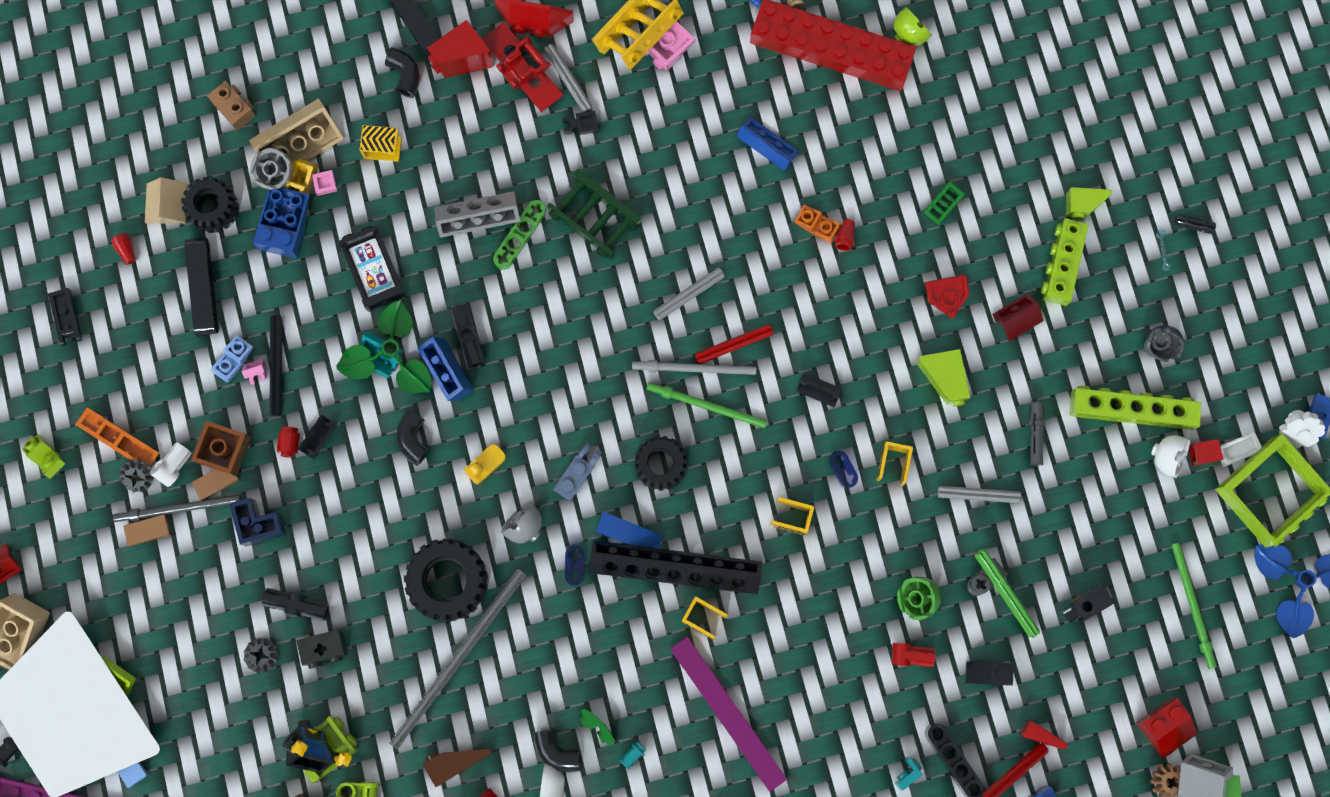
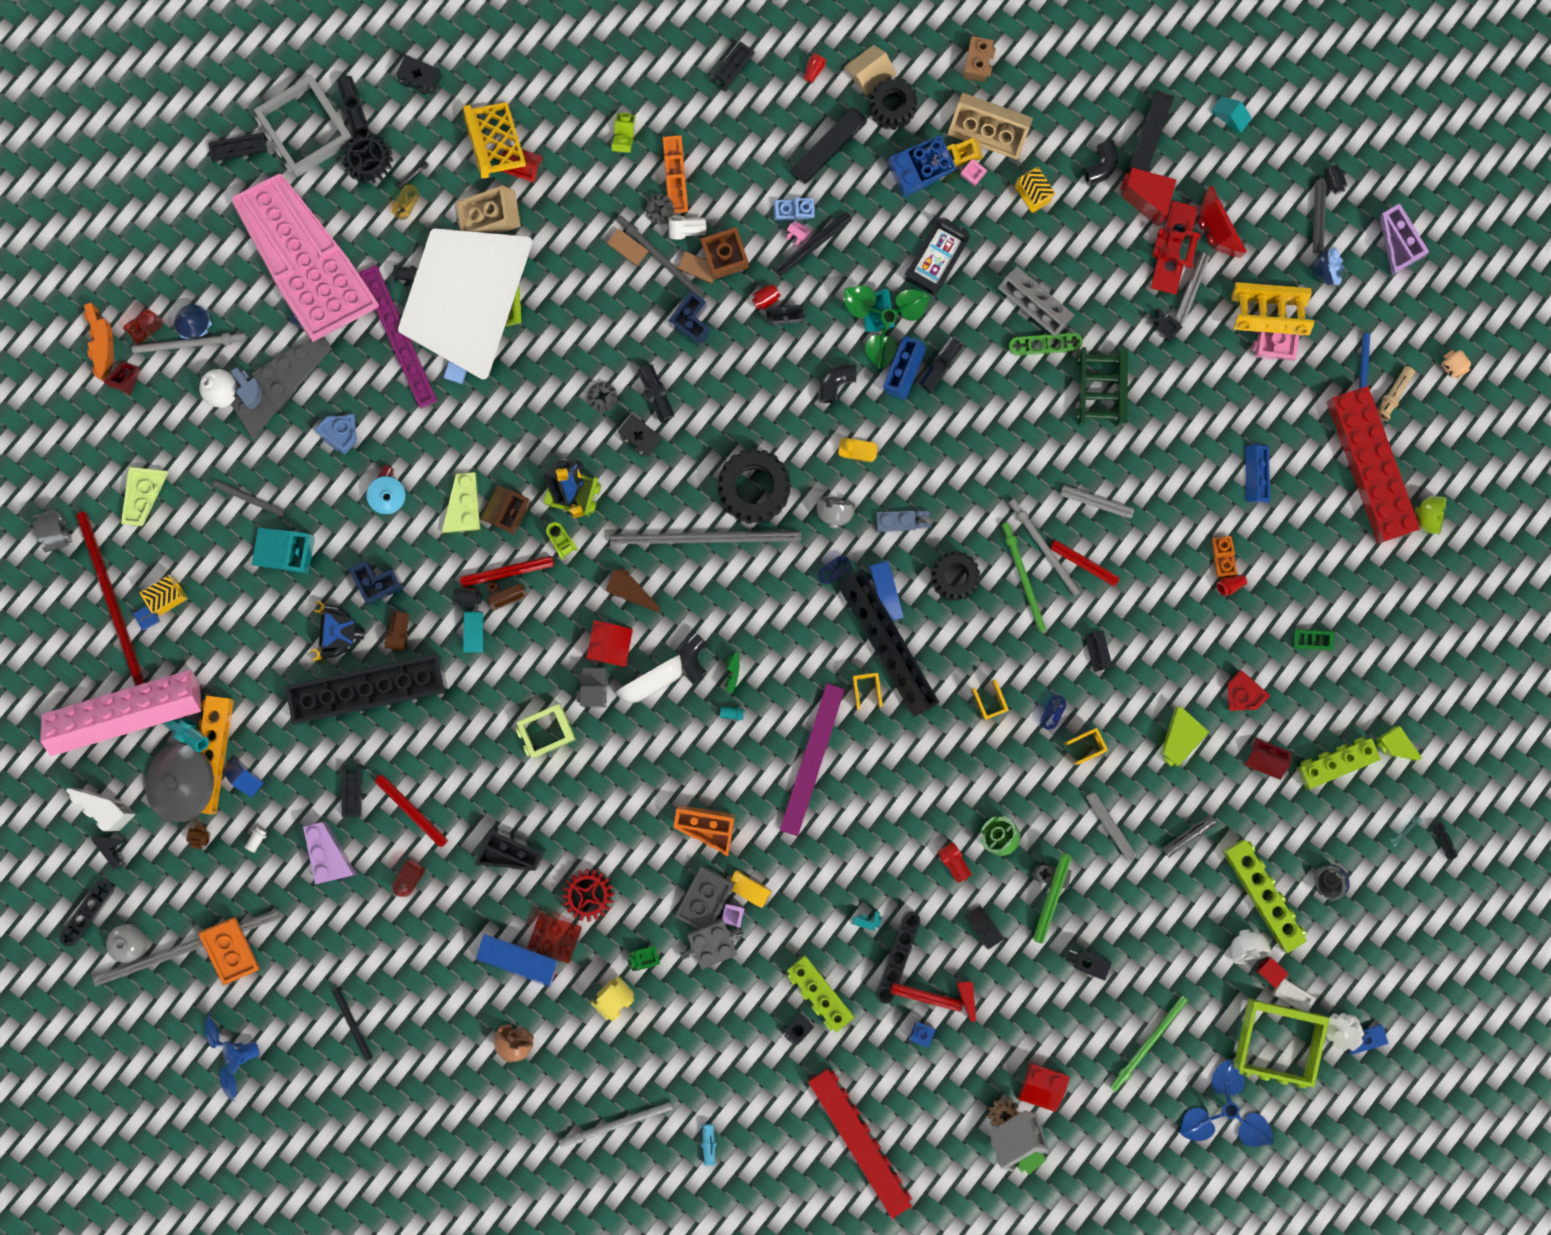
camera: 50 degrees right, 5 degrees up
(272, 169) = (954, 127): light grey cylinder -> none

